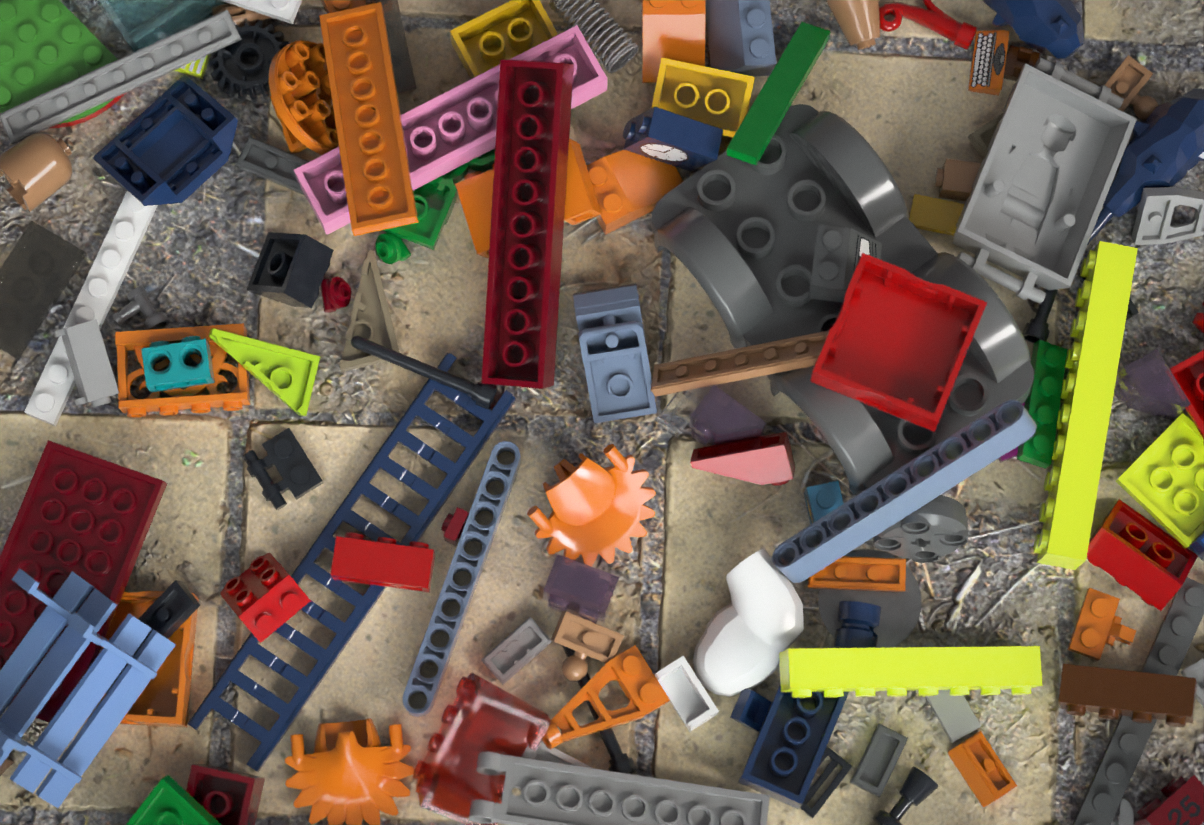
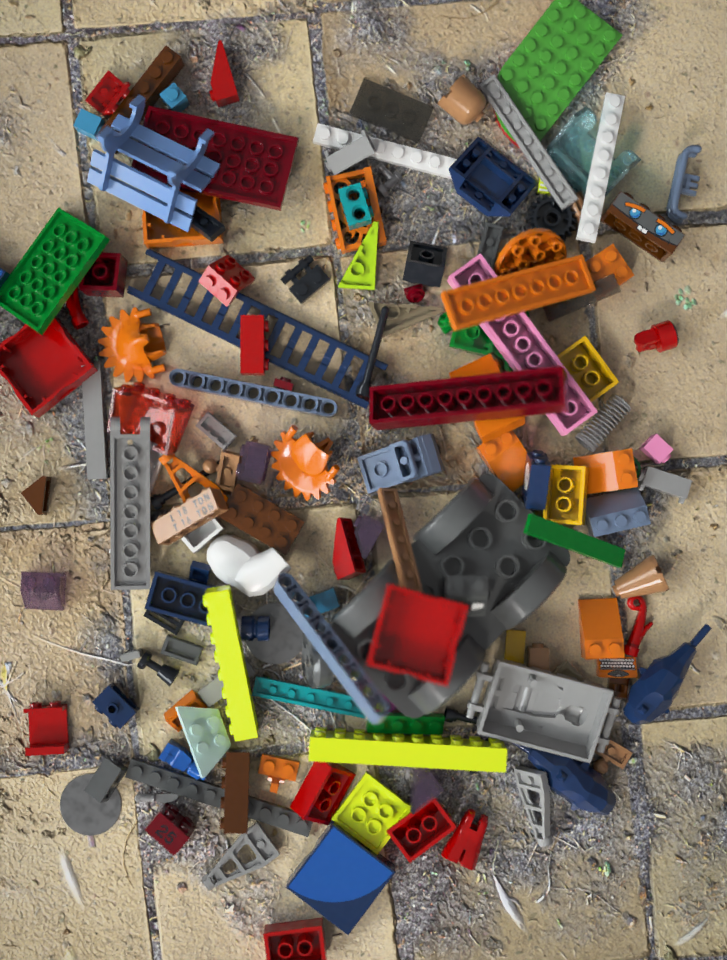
camera: 85 degrees right, 10 degrees up
(655, 709) = (189, 516): none -> brick
(675, 592) = (262, 519): none -> reddish brown brick
(862, 575) = (289, 631): orange tile -> none
(924, 77) = (600, 629): none -> orange slope
(982, 554) = (305, 696): none -> teal plate
(1028, 737) = (205, 736): none -> light aqua wing
(1065, 780) = (180, 758): none -> blue piece

